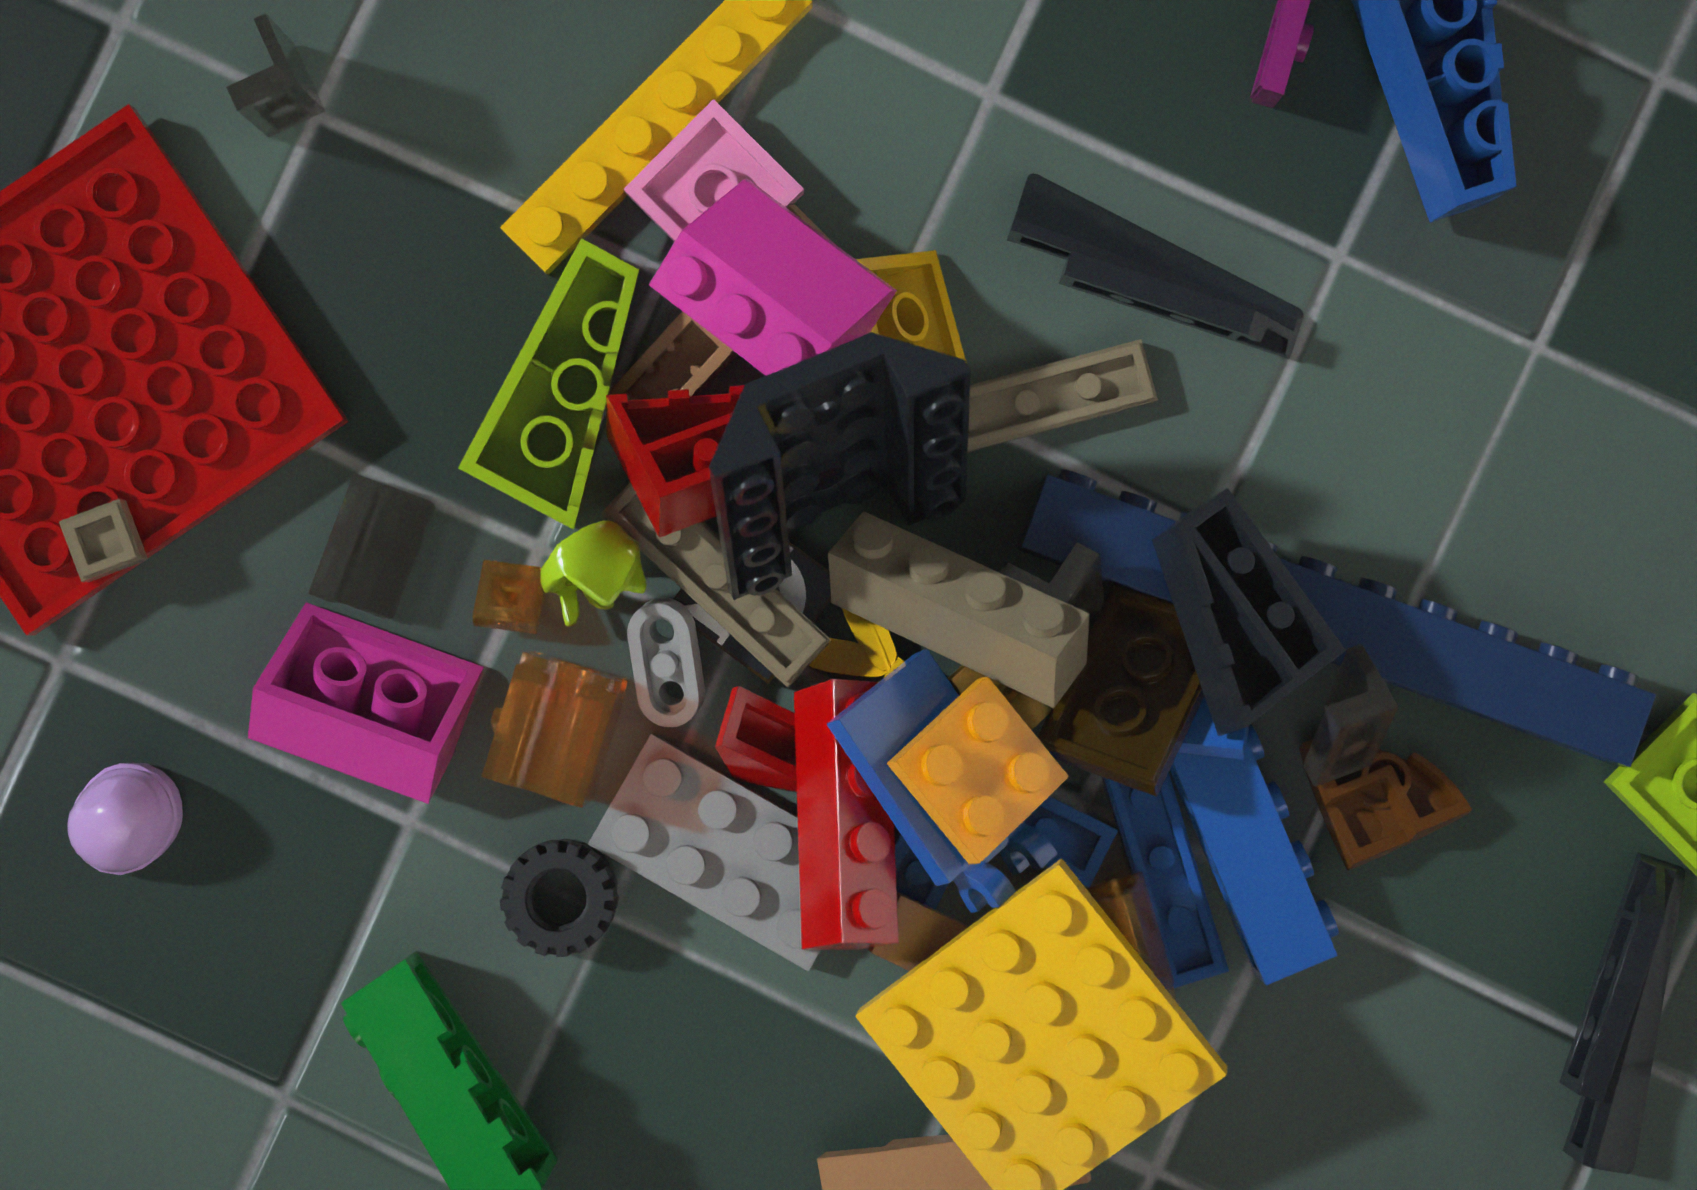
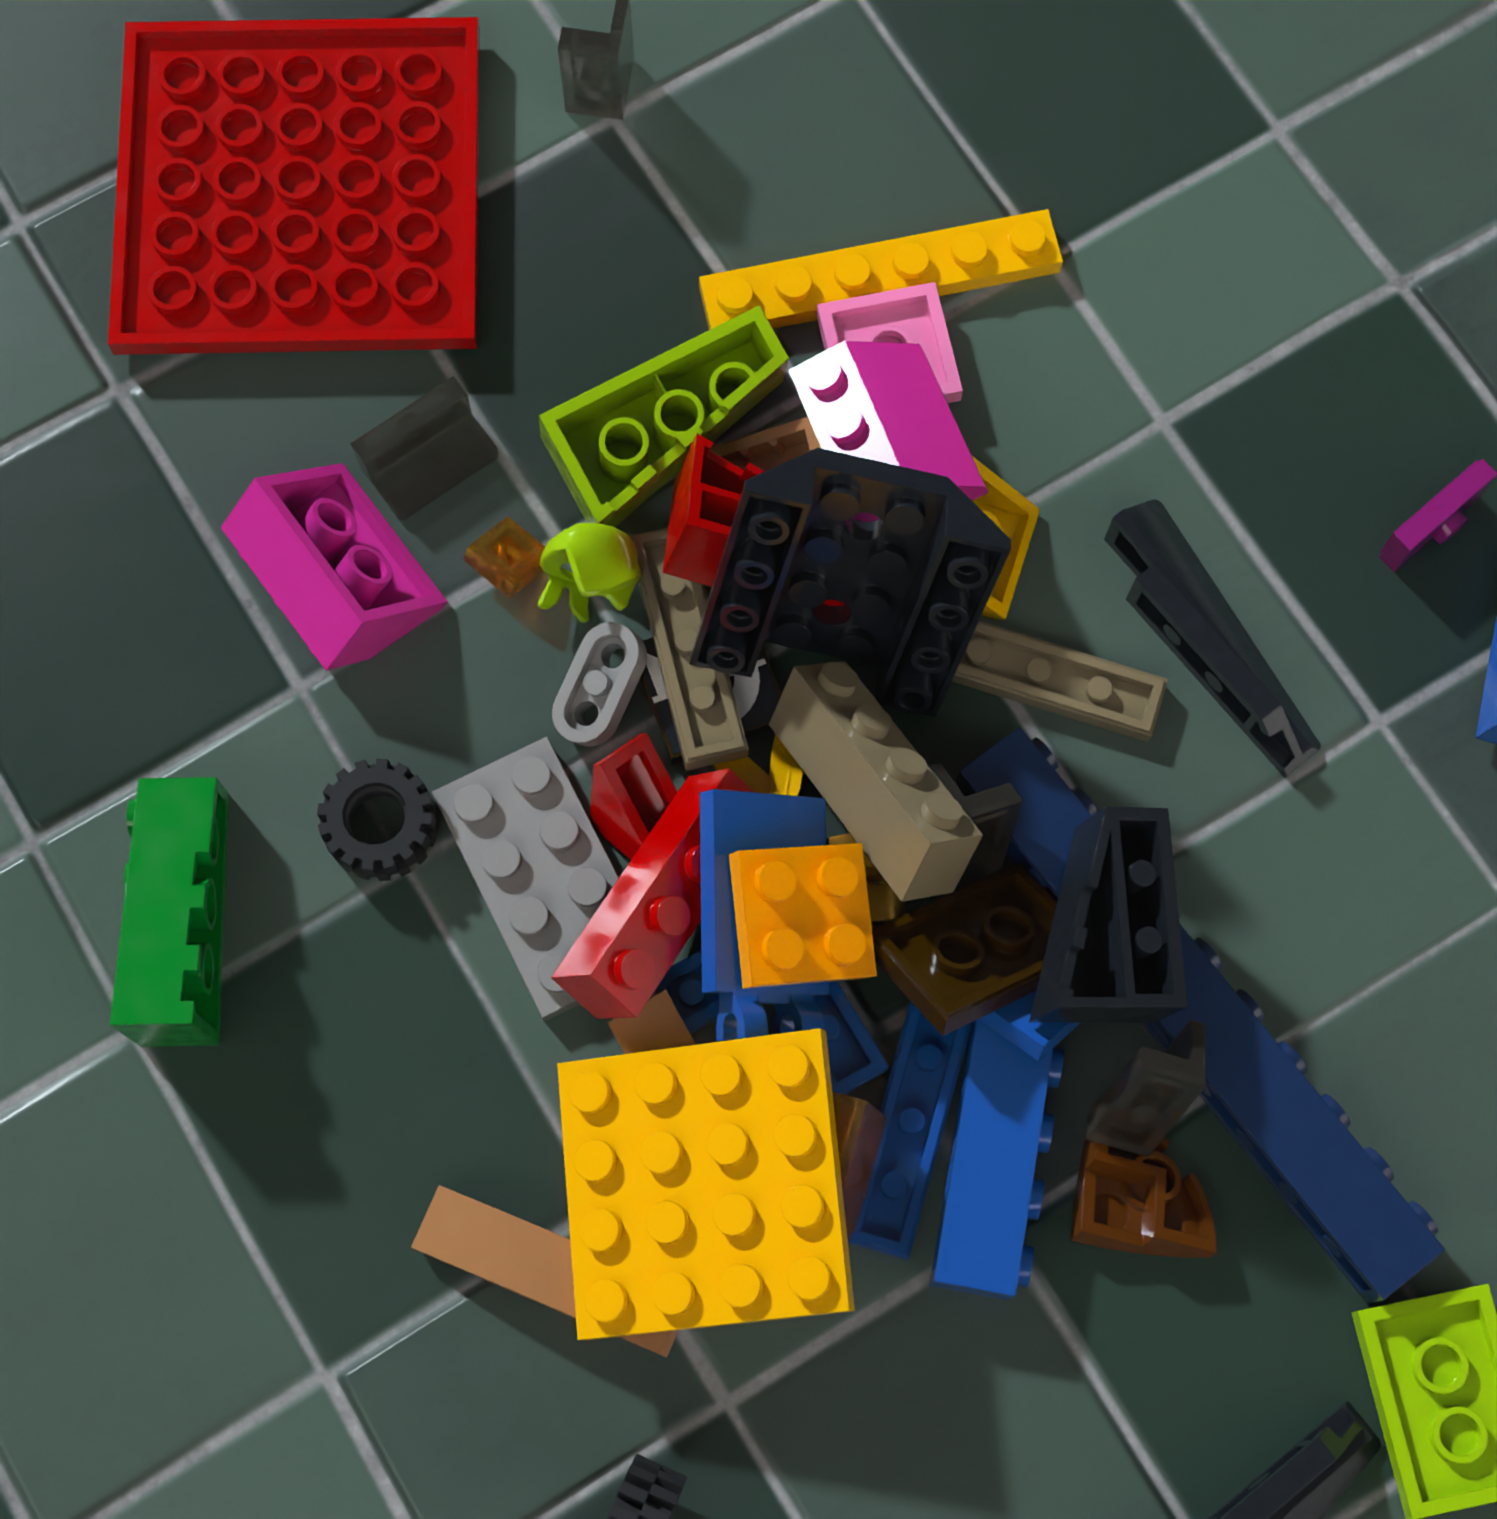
camera: 30 degrees right, 15 degrees down
(103, 540) = (221, 309): dark tan tile -> none
(125, 818) = (76, 534): lavender hat -> none
(555, 728) = (473, 674): clear orange piece -> none

